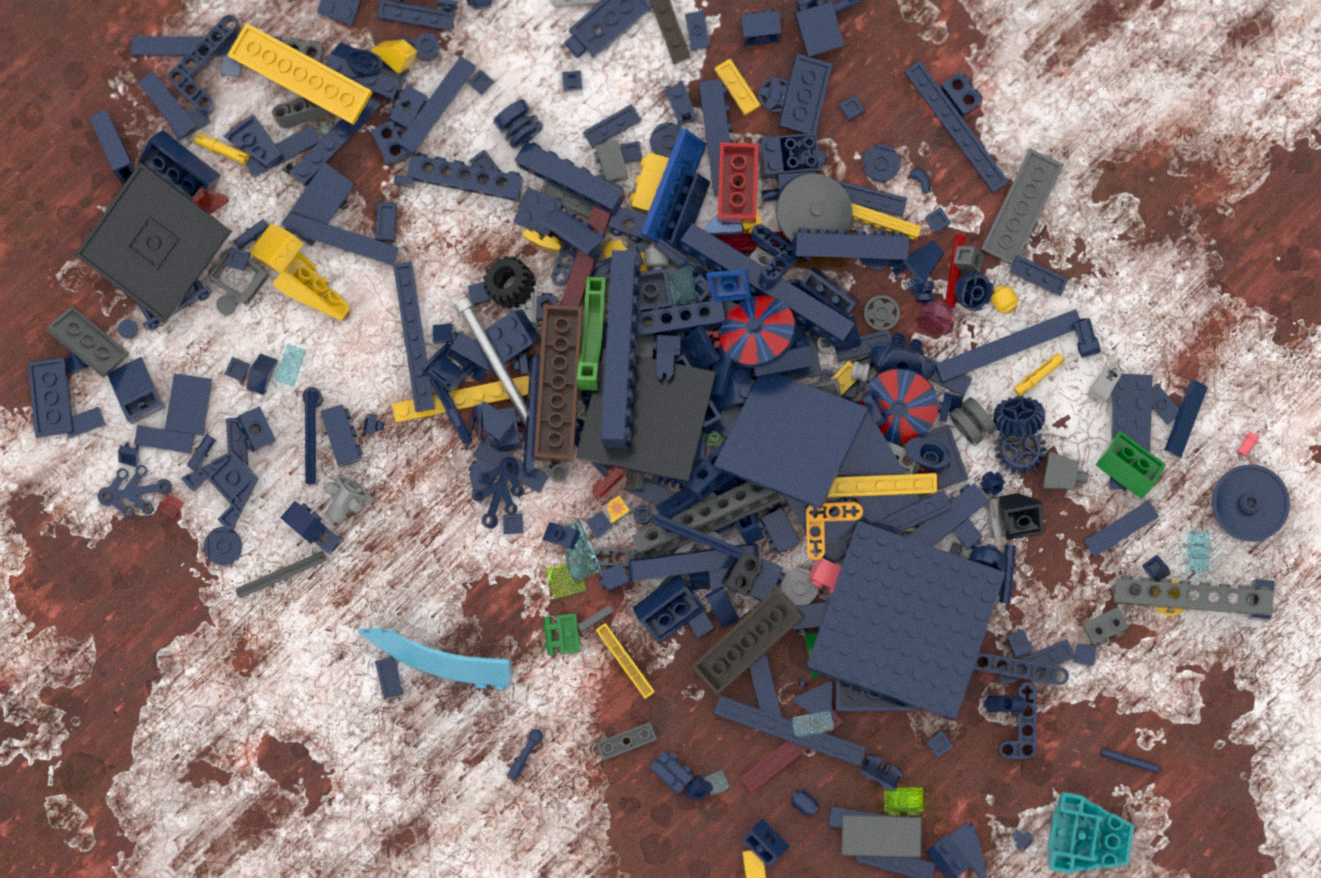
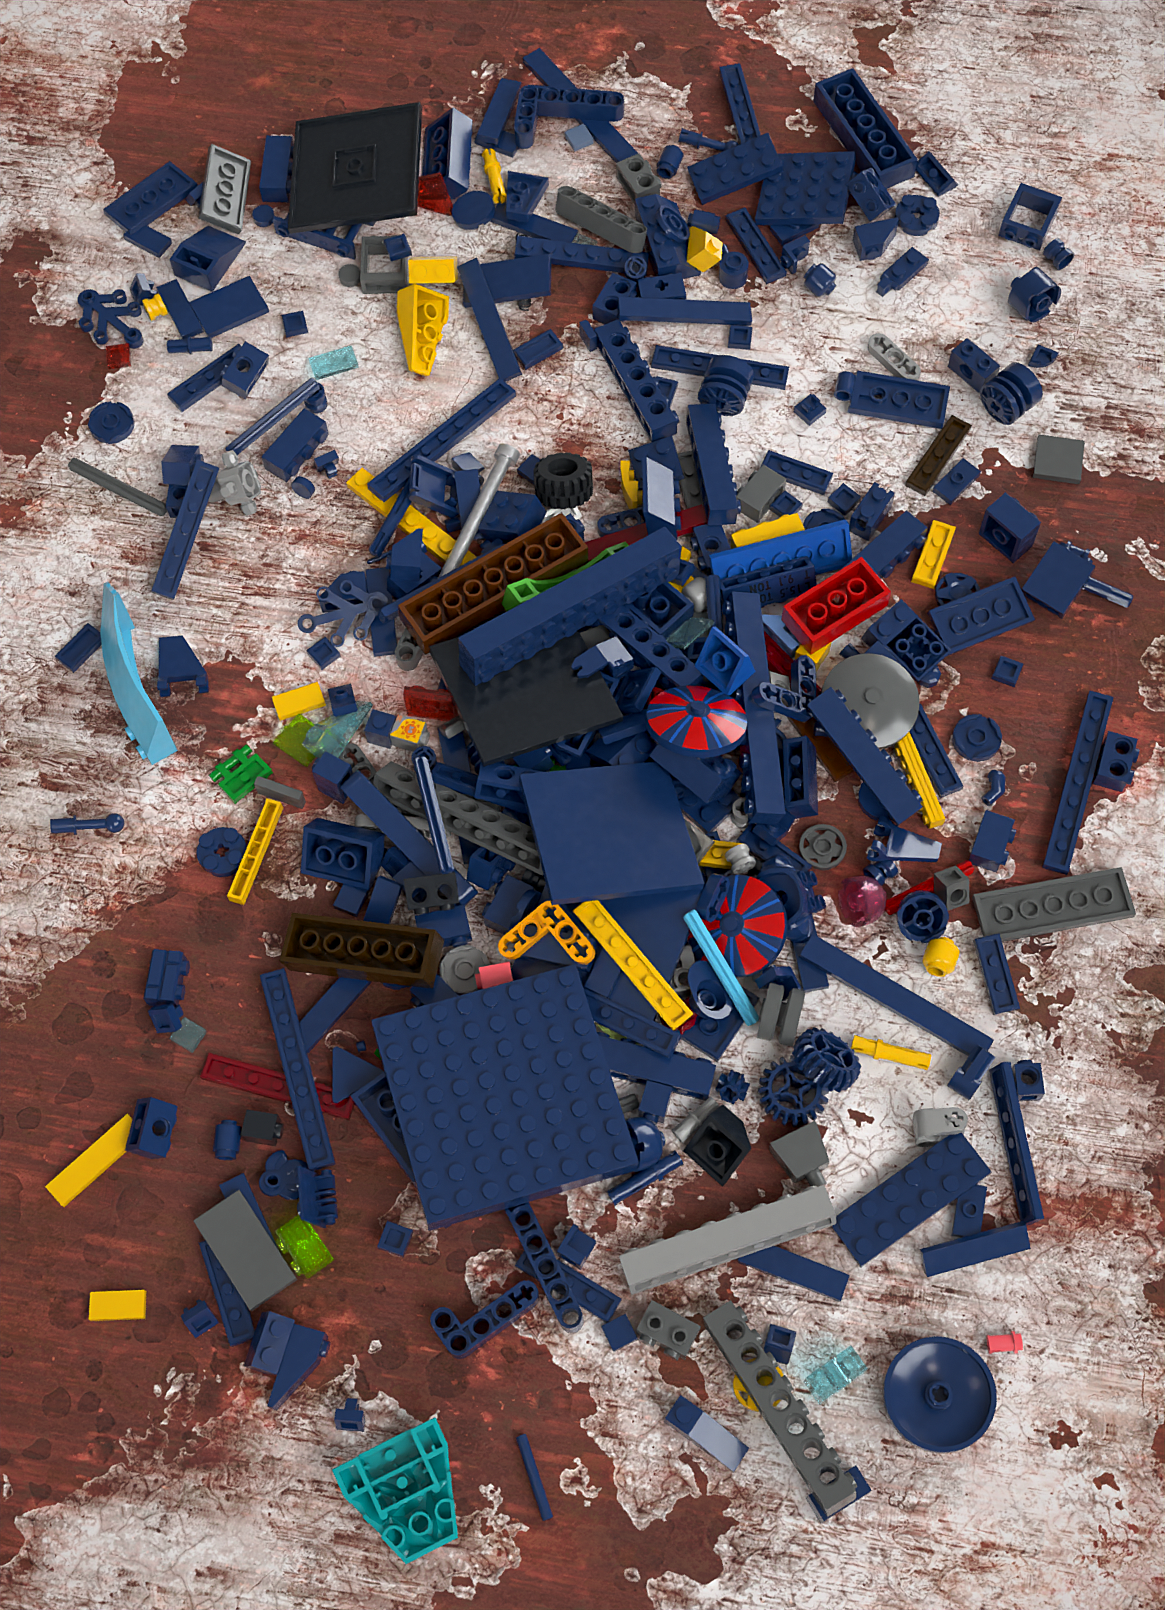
camera: 50 degrees right, 15 degrees down
(97, 292) = (277, 169): none -> dark blue brick
(113, 146) = (428, 88): dark blue slope -> none
(151, 455) = (154, 307): none -> yellow wheel
(231, 479) = (178, 384): dark blue wing -> none
(238, 183) = (473, 210): none -> dark blue tile
(251, 234) = (432, 249): dark blue pin -> none
(261, 374) = (305, 343): dark blue slope -> none
(300, 74) = (615, 180): yellow plate -> none
(303, 21) = (669, 161): none -> dark blue brick
(357, 552) = (185, 530): none -> dark blue plate
(373, 36) = (705, 221): none -> dark blue brick
(376, 115) = (635, 272): none -> dark blue wheel
(378, 452) = (303, 487): none -> dark blue tile
(450, 621) = (179, 664): none -> dark blue flag
(484, 120) = (696, 363): none -> dark blue tile
(536, 563) = (298, 701): none -> yellow tile
(598, 687) = (211, 842): none -> dark blue plate
(638, 737) = (181, 921): dark grey tile -> none
(656, 112) = (844, 499): none -> dark blue plate
(795, 525) = (526, 904): none -> dark blue tile
(812, 724) = (319, 1083): clear light blue tile -> none
(812, 776) = (262, 1128): none -> black brick
(850, 781) = (284, 1172): none -> dark blue plate
(919, 435) = (721, 967): none -> medium azure axle
(937, 220) = (965, 829): dark blue tile -> none
(956, 210) = (992, 840): none -> dark blue brick
(1005, 704) = (493, 1278): dark blue piece -> none
(1080, 553) = (727, 1239): none -> light grey brick
(1122, 308) = (1028, 1092): none -> dark blue brick
(1130, 465) = (871, 1220): green slope -> none
(1144, 346) = (1016, 1143): none -> dark blue tile
(1176, 647) = (706, 1433): none -> slope

